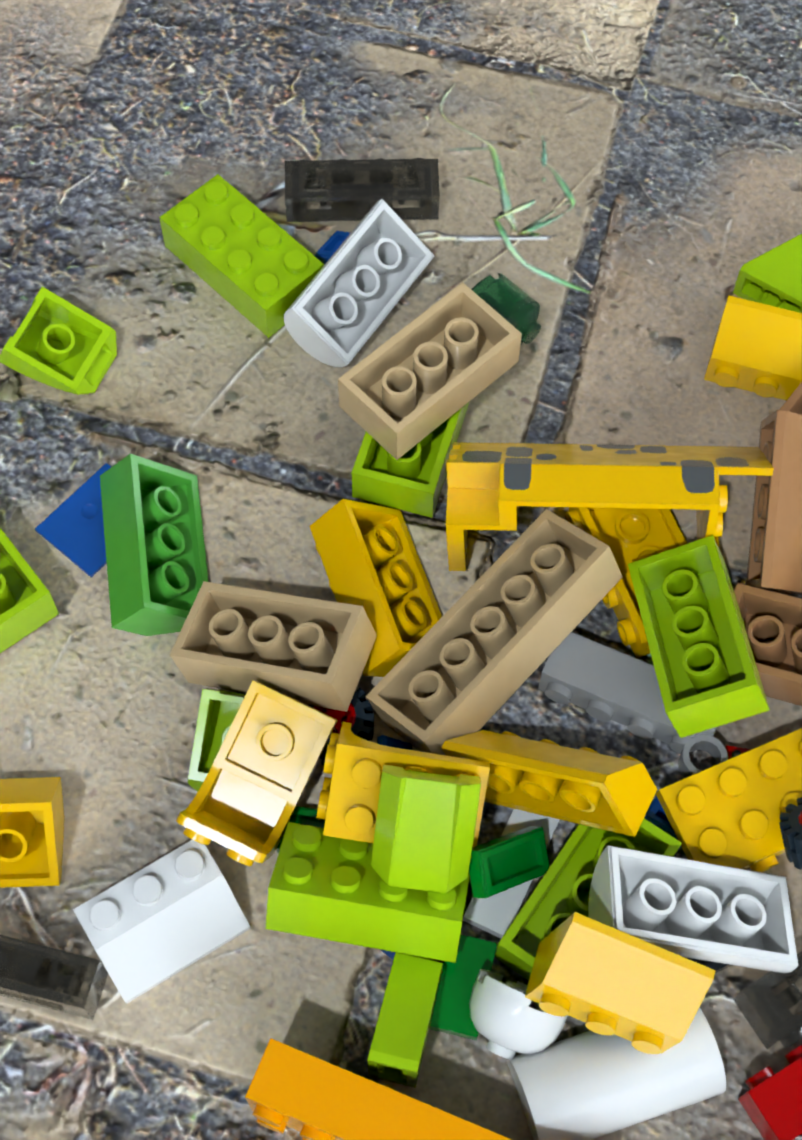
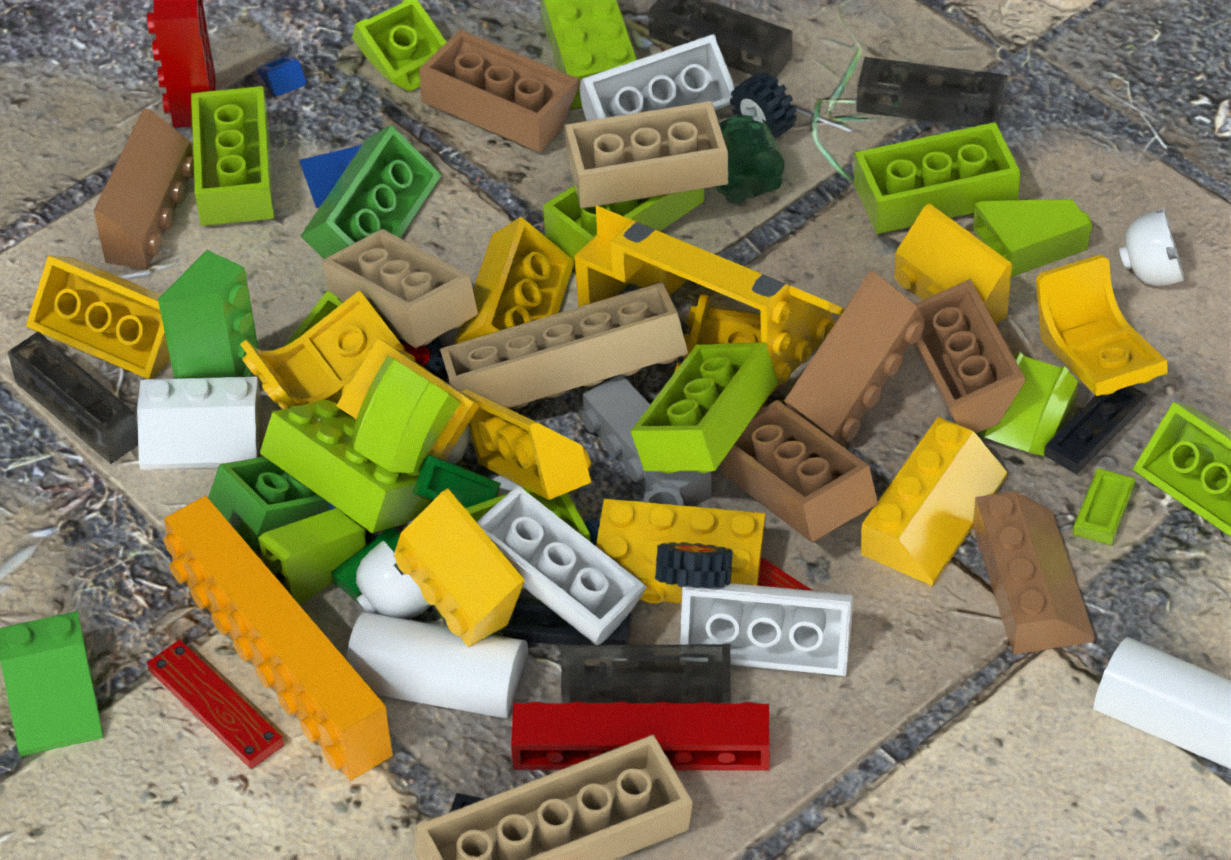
camera: 35 degrees right, 15 degrees down
(128, 811) = (208, 318): none -> bright green slope
(197, 353) = (498, 90): none -> medium nougat slope
(303, 985) = (261, 497): none -> bright green slope
(469, 253) = (764, 100): none -> black wheel
(601, 166) = (930, 92): none -> clear smoke brick
(680, 257) = (940, 169): none -> lime brick

